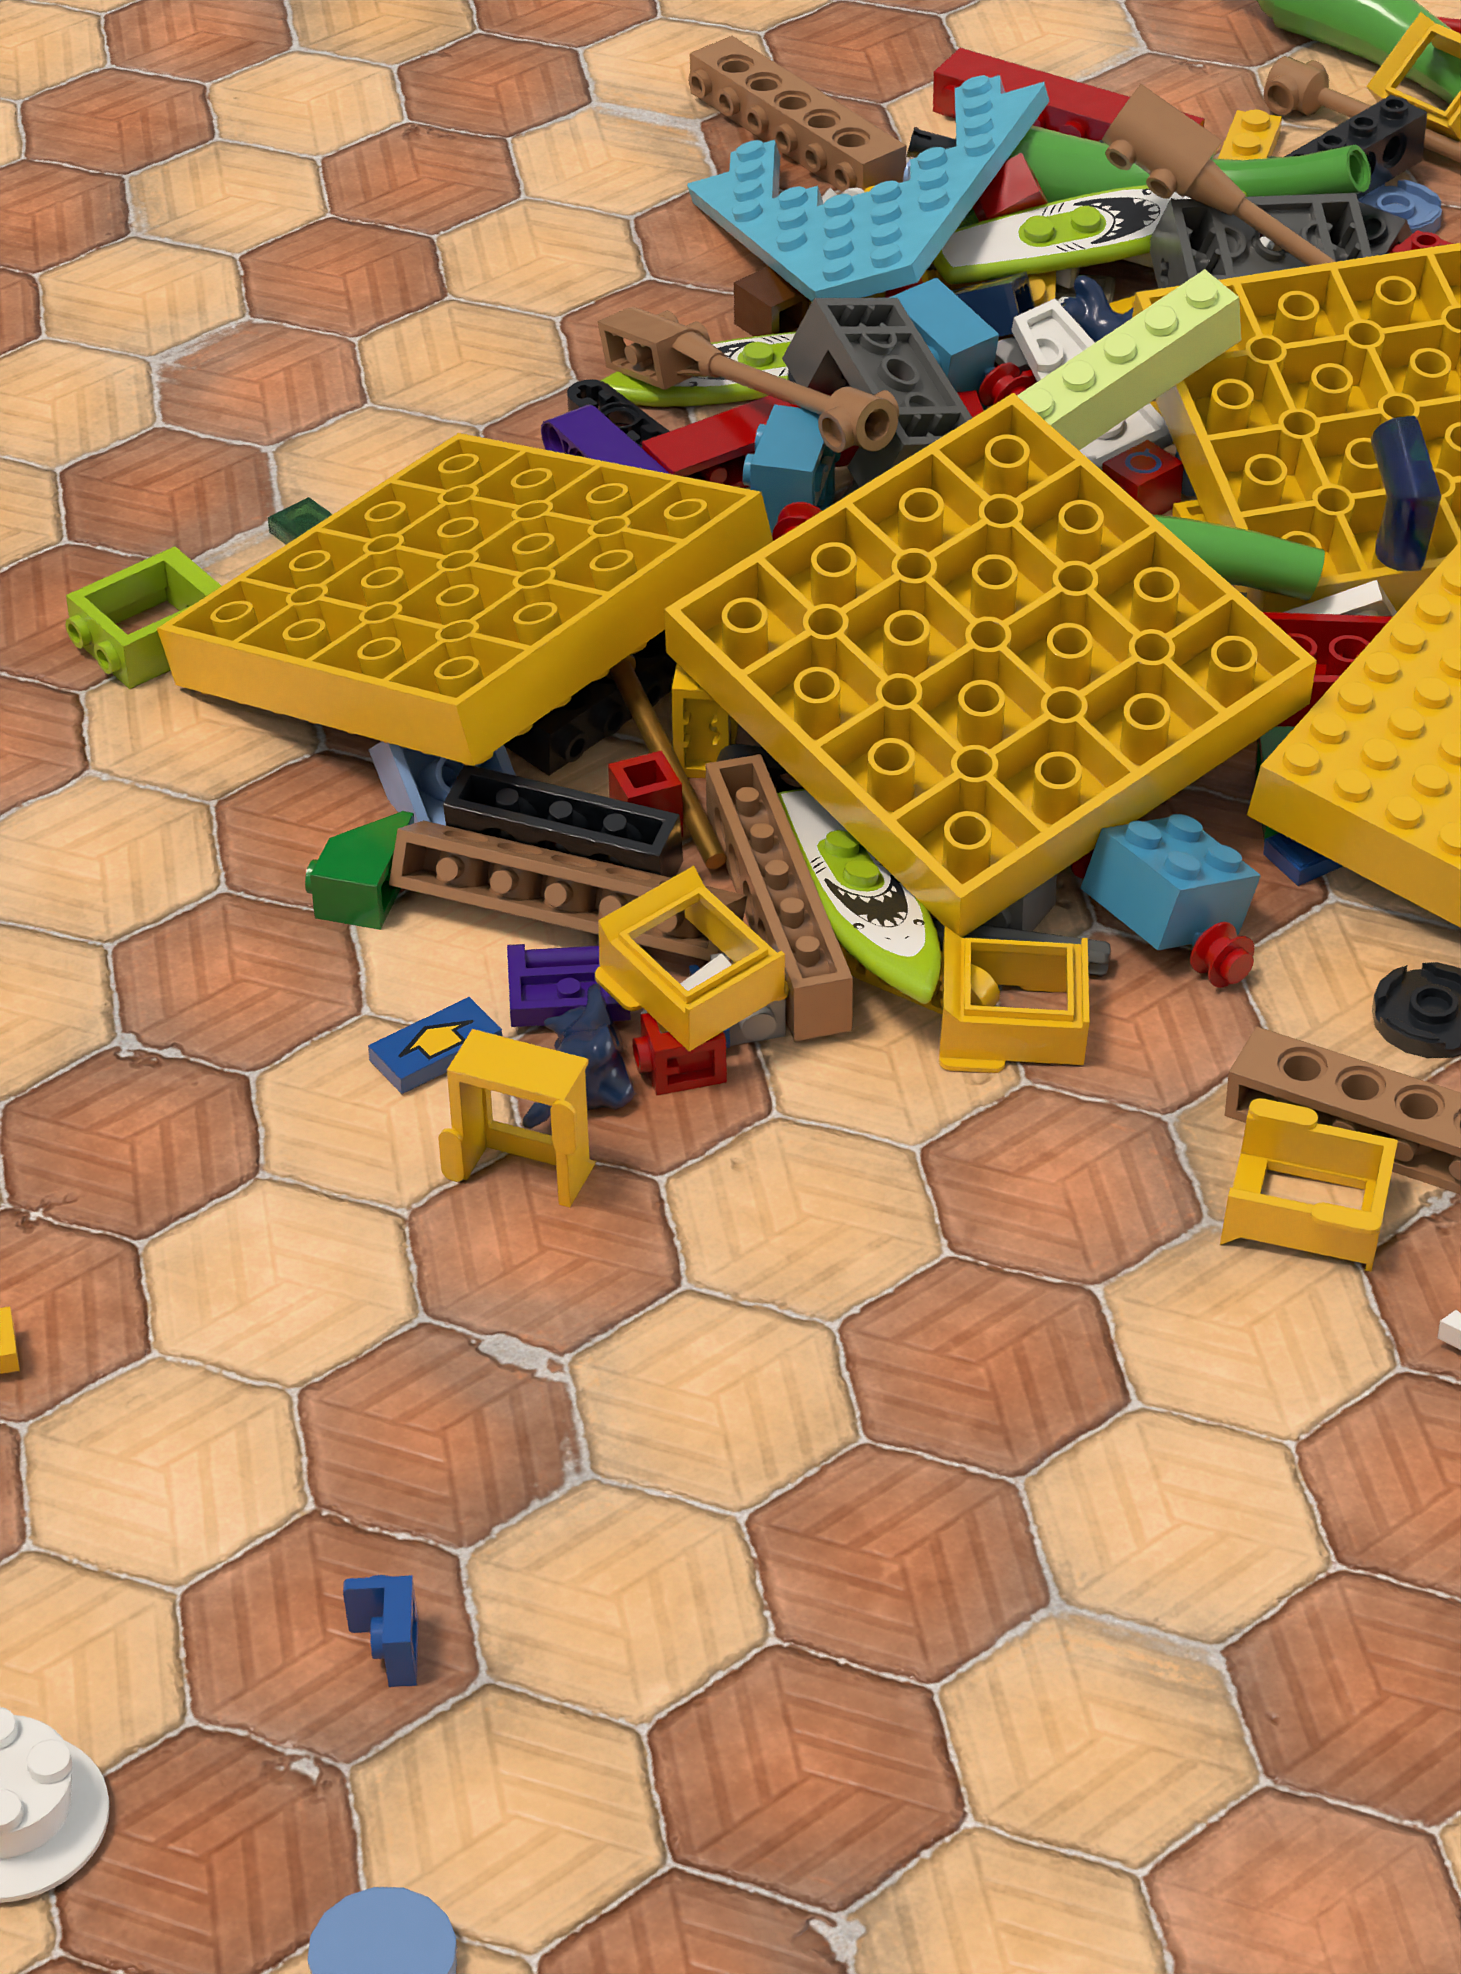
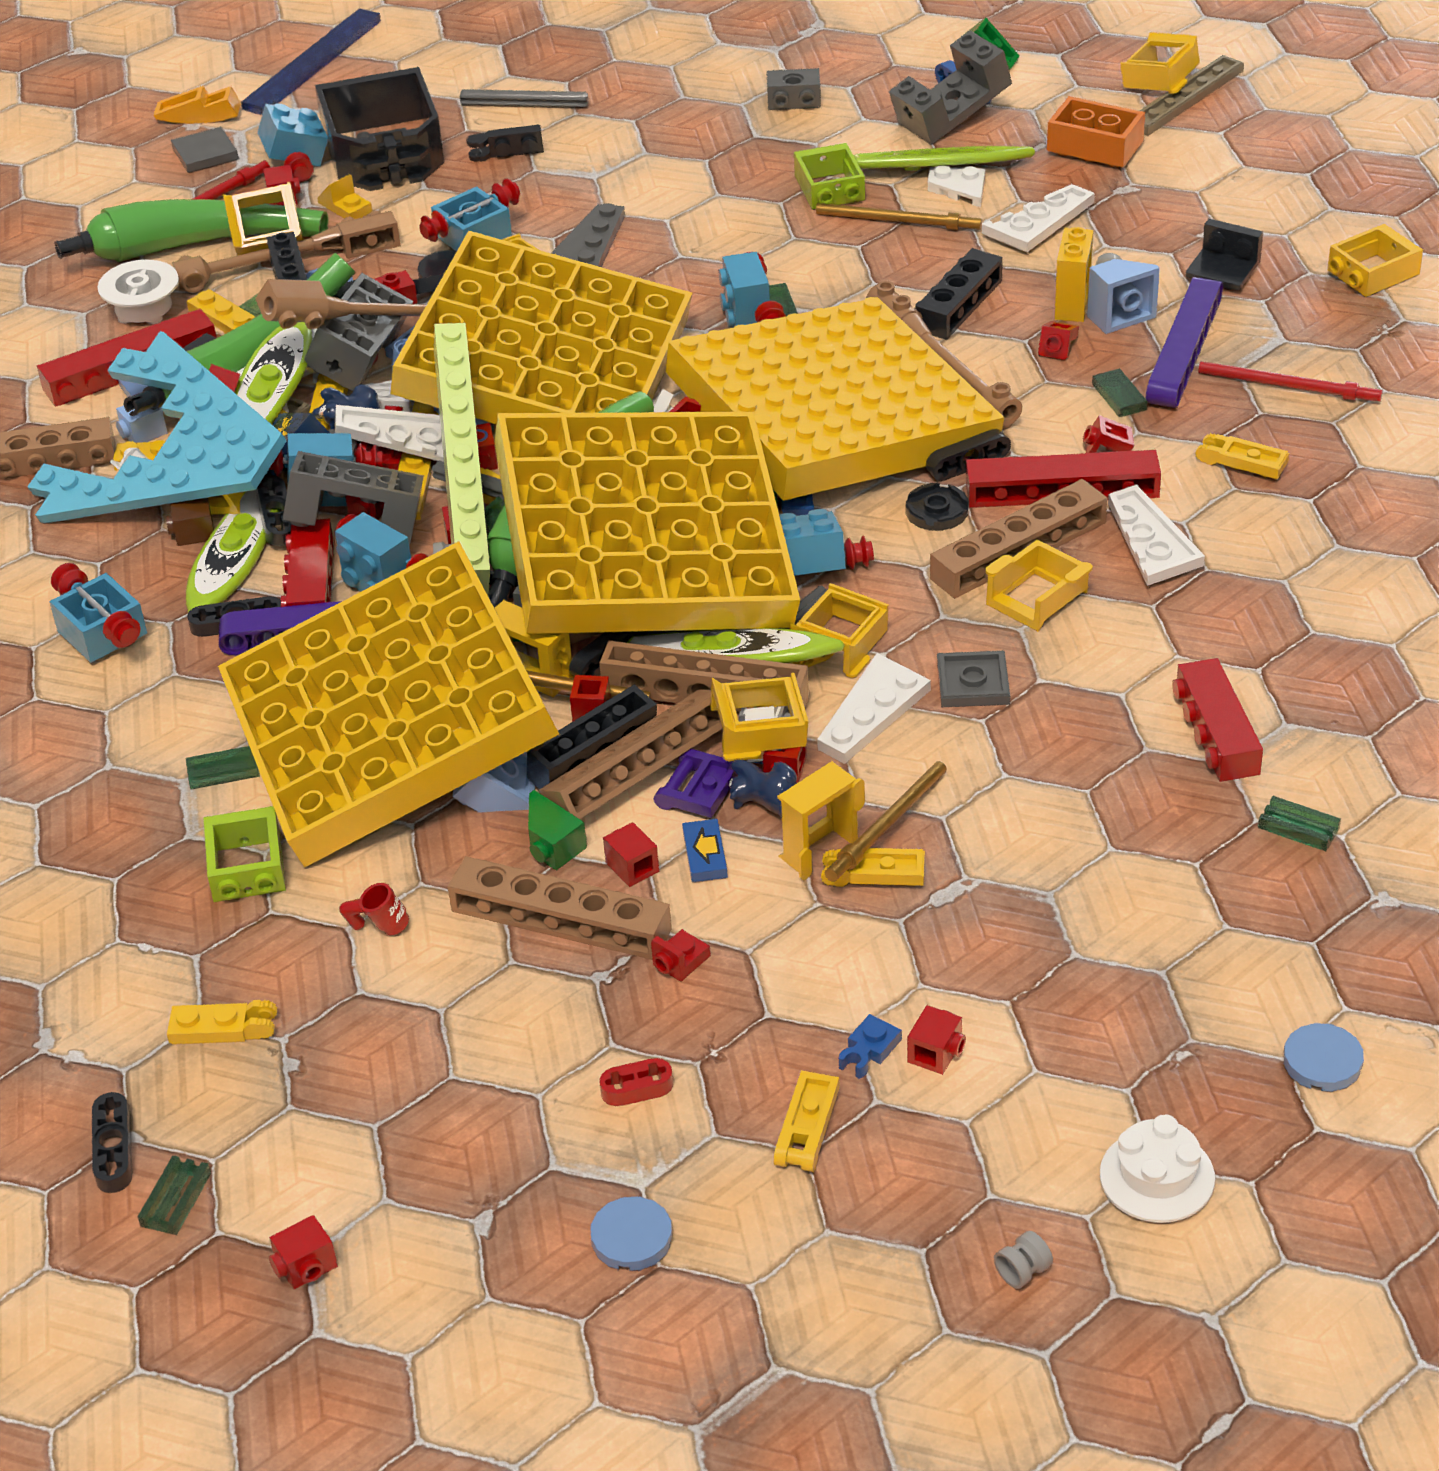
camera: 60 degrees left, 0 degrees up
(105, 773) = (380, 906): none -> red piece
(129, 1376) = (870, 1041): none -> blue plate
(156, 1435) = (935, 1039): none -> red brick
(196, 1099) = (679, 954): none -> red bracket
(216, 945) = (558, 907): none -> medium nougat brick
(365, 968) = (631, 854): none -> red brick
(390, 1614) = (1125, 984): blue bracket -> none
(479, 1190) = (853, 853): none -> pearl gold bar
(505, 1243) = (880, 867): none -> yellow hinge
(511, 303) = (94, 613): none -> dark azure brick
(673, 352) = (217, 564): medium nougat bar -> none
(895, 1110) = (871, 706): none -> white wing
(953, 1697) = (1299, 823): none -> clear green tile
(1031, 1203) = (973, 679): none -> dark grey tile
(1129, 1540) = (1218, 720): none -> red brick
(1202, 59) = (139, 290): none -> white piece
(1410, 494) = (638, 339): brick -> none

